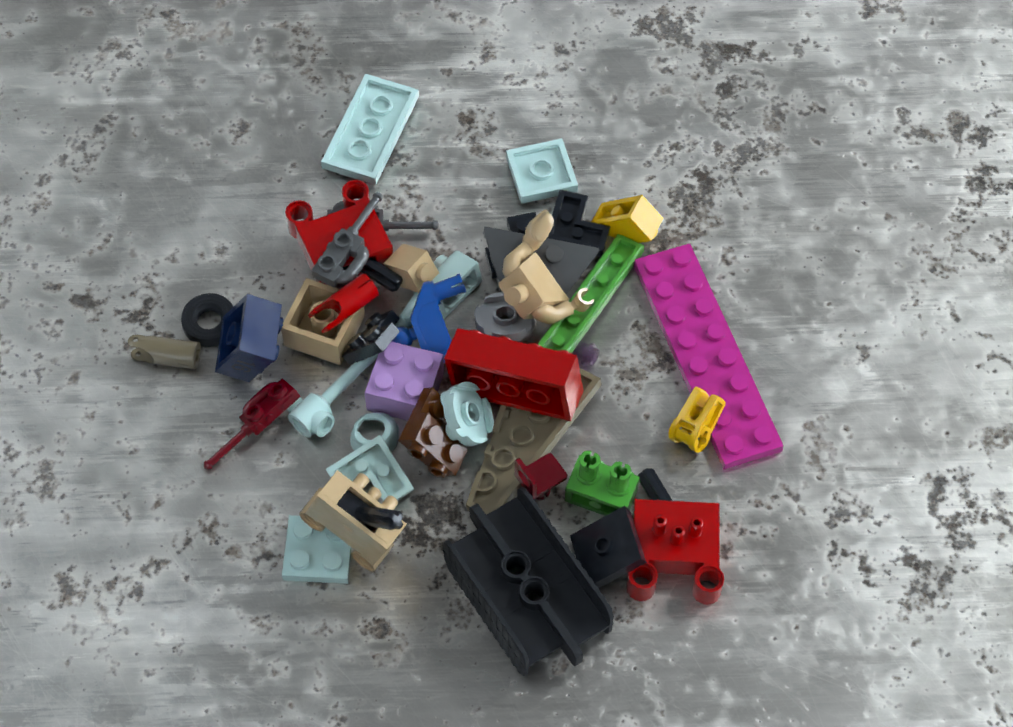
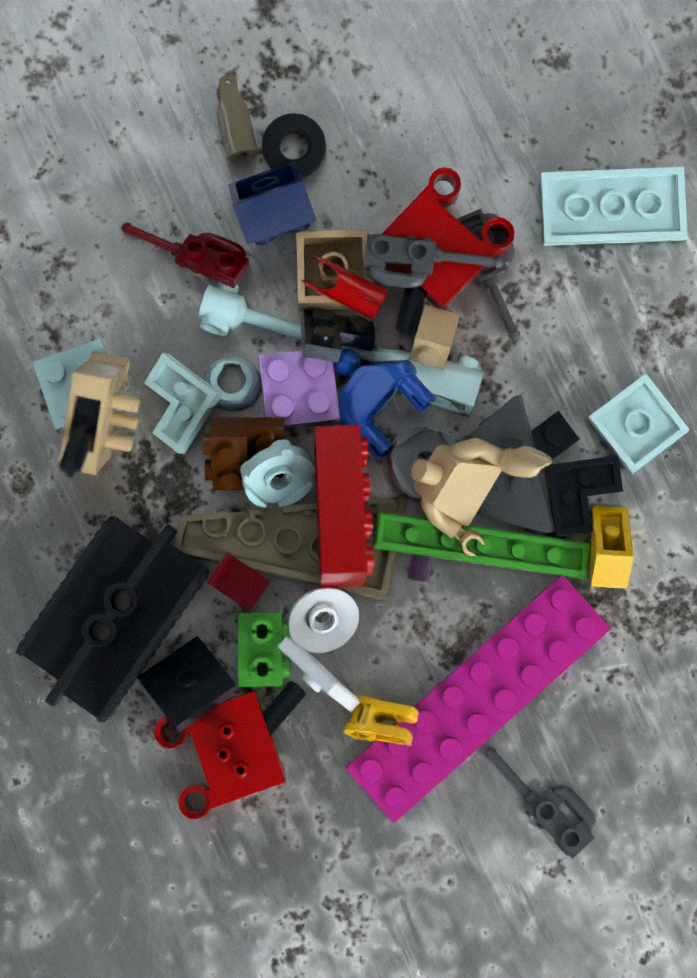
camera: 65 degrees right, 25 degrees up
(598, 432) = (329, 630): none -> white dish
(641, 440) = (317, 675): none -> white plate
(815, 338) = (544, 808): none -> dark grey piece

